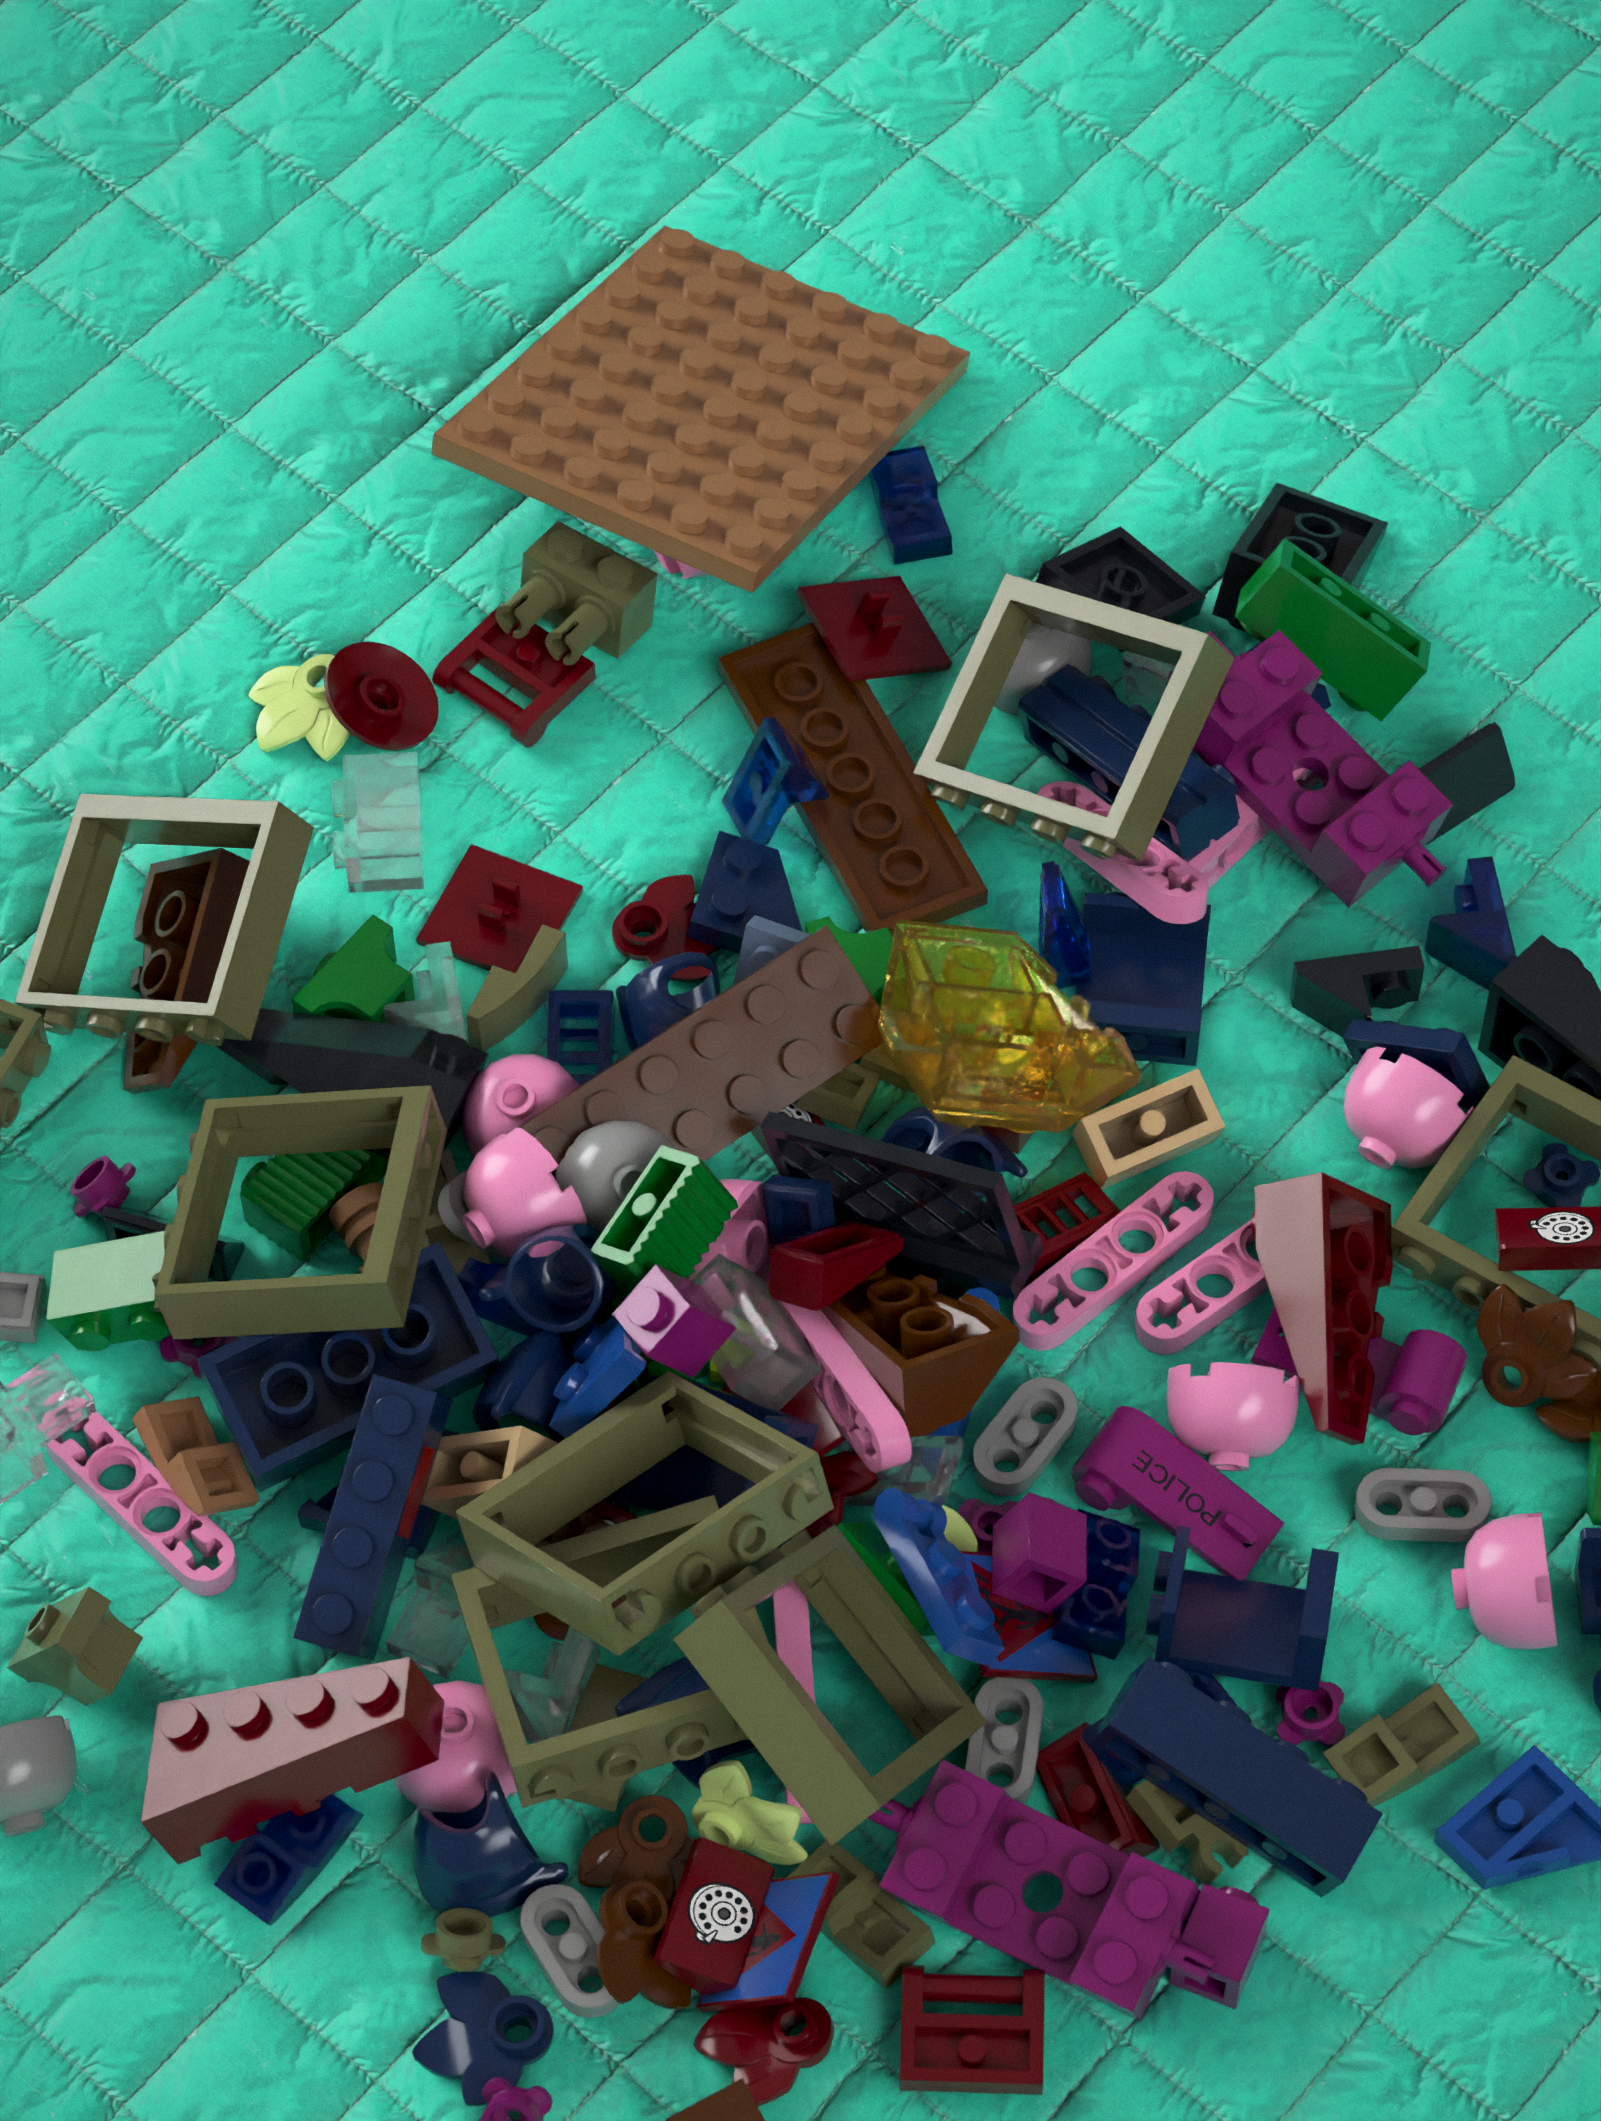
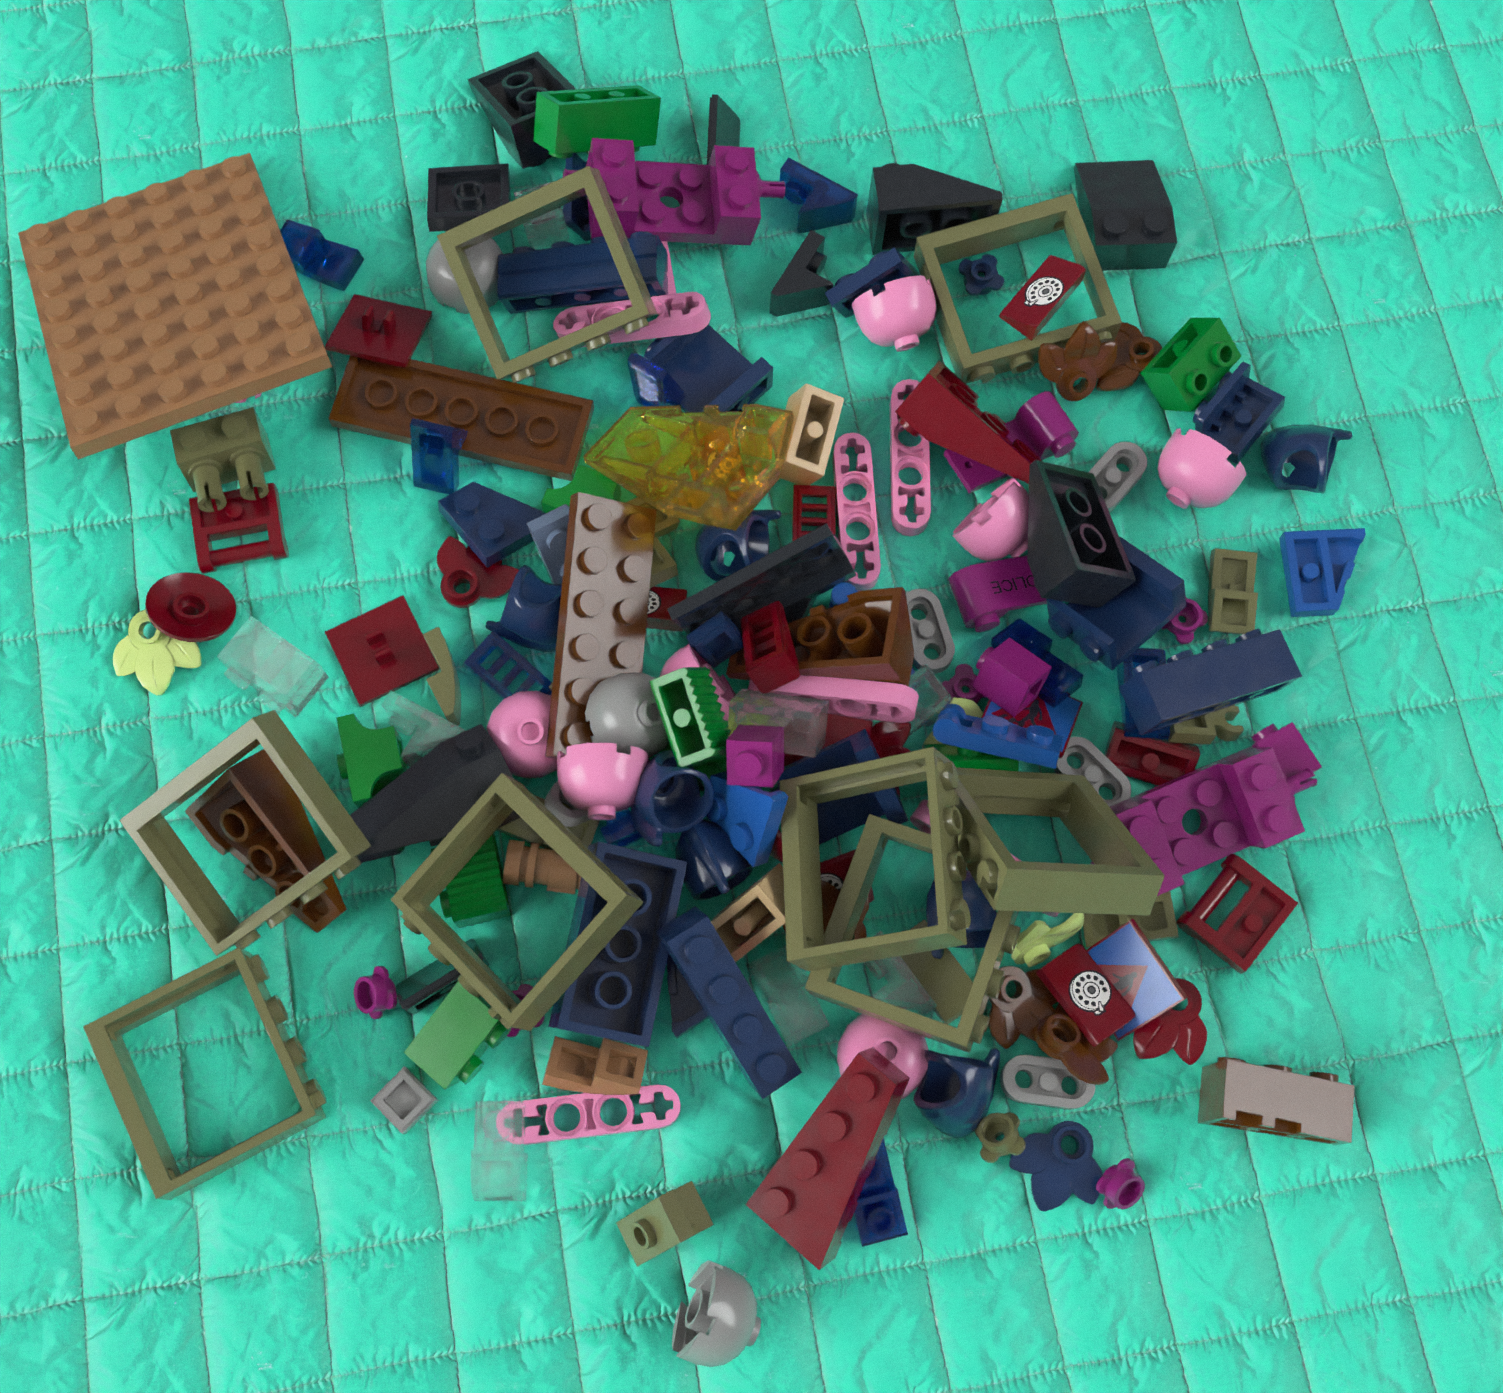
camera: 55 degrees left, 15 degrees up
(1277, 1488) = (1073, 538): none -> black slope

